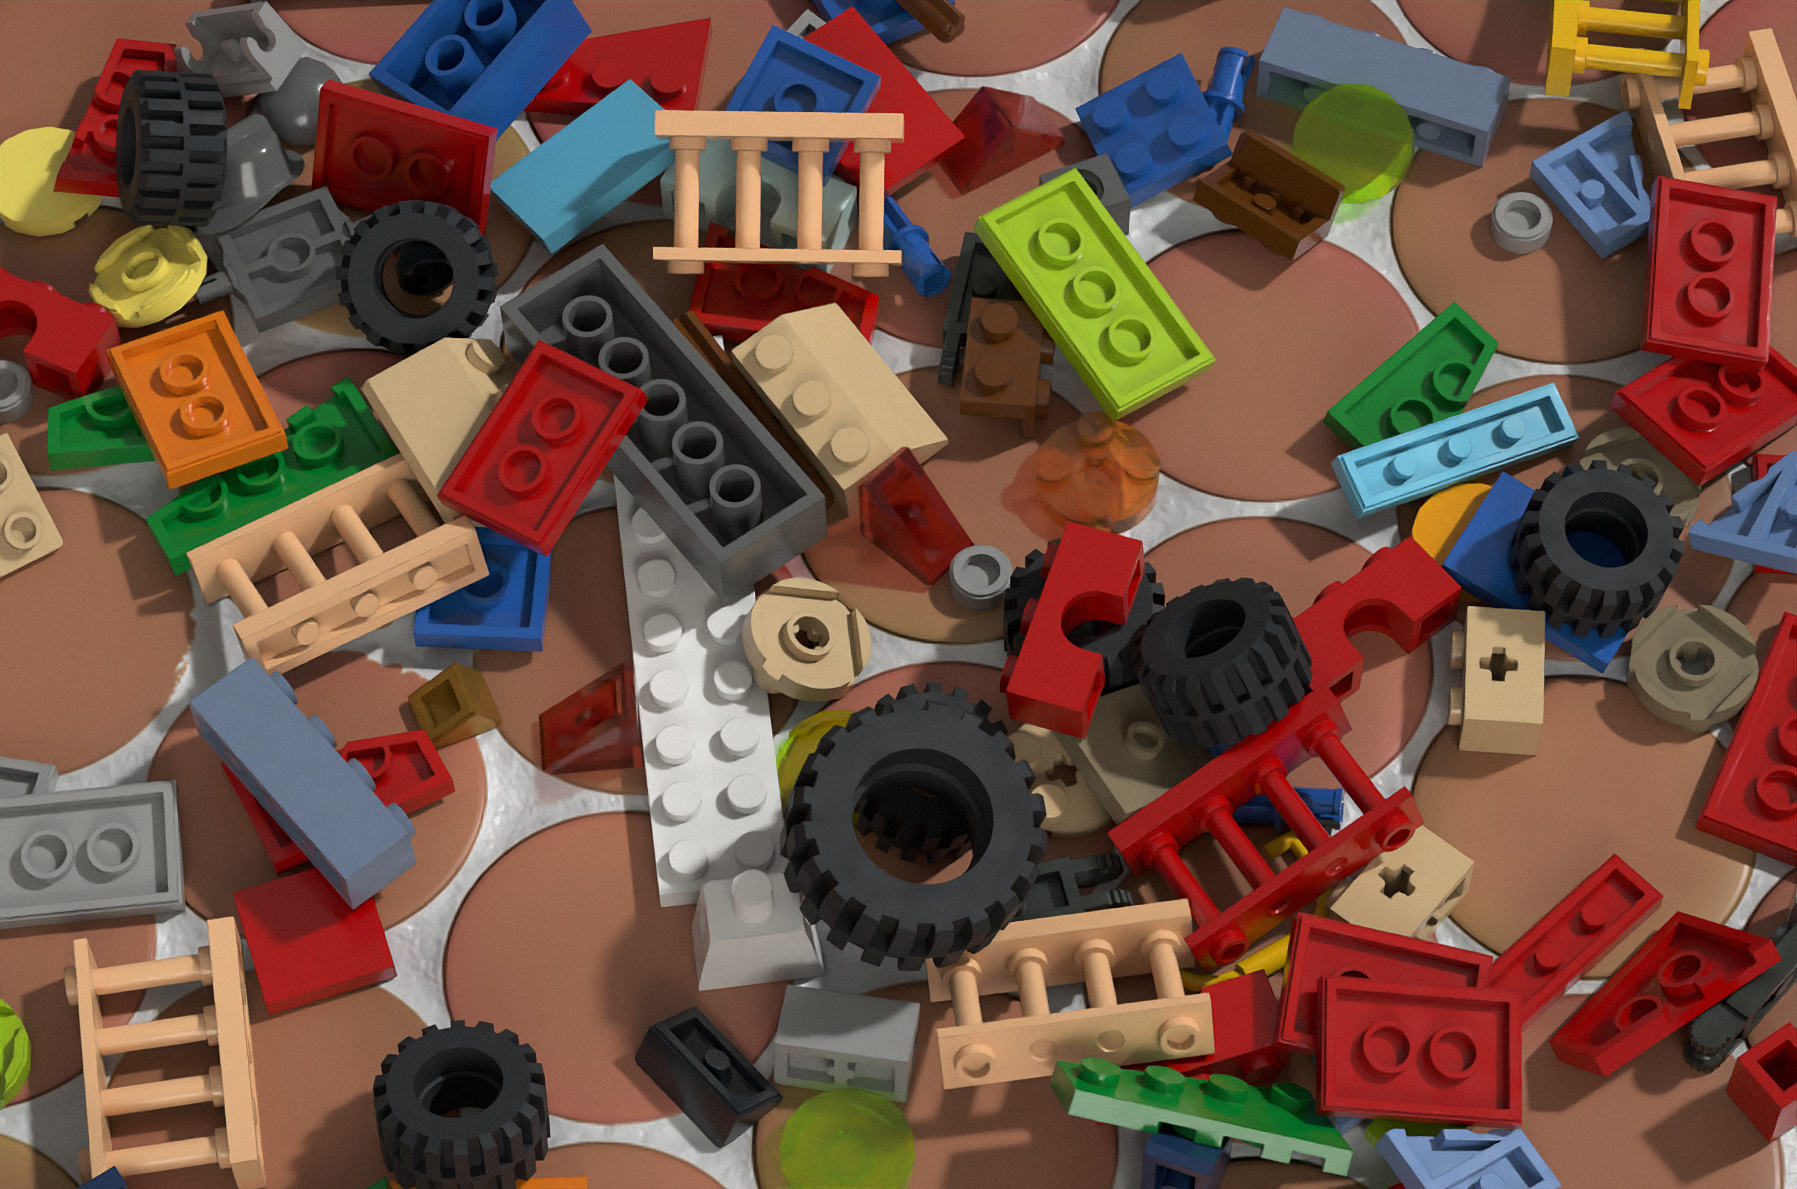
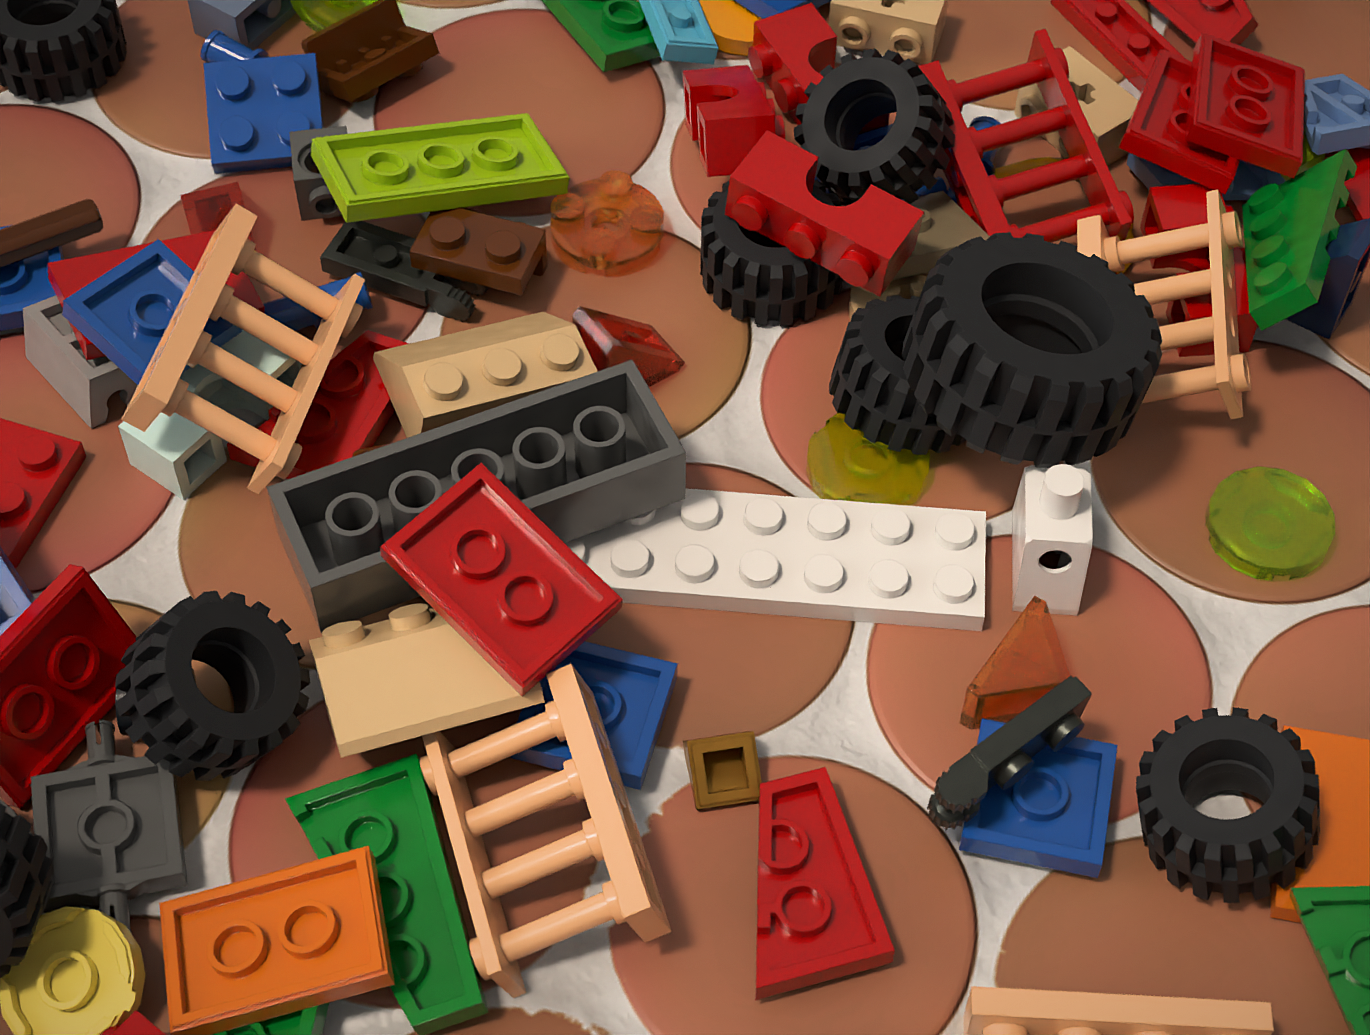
camera: 80 degrees left, 5 degrees down
(304, 781) = (819, 890): sand blue brick -> none
(311, 940) = (969, 930): red tile -> none
(462, 965) = (1052, 813): none -> blue plate
(472, 910) = (1008, 753): none -> pearl dark grey hinge
(586, 168) = (122, 520): medium azure tile -> none
(594, 727) = (788, 631): clear red slope -> none
(600, 933) = (1018, 671): none -> clear orange slope
(706, 1076) = (1176, 619): black slope -> none
(788, 666) = (739, 450): tan plate -> none
(846, 1042) = (1165, 495): light grey hinge -> none
(980, 577) = (688, 324): light grey tile -> none
(1277, 540) = (727, 115): none -> red arch

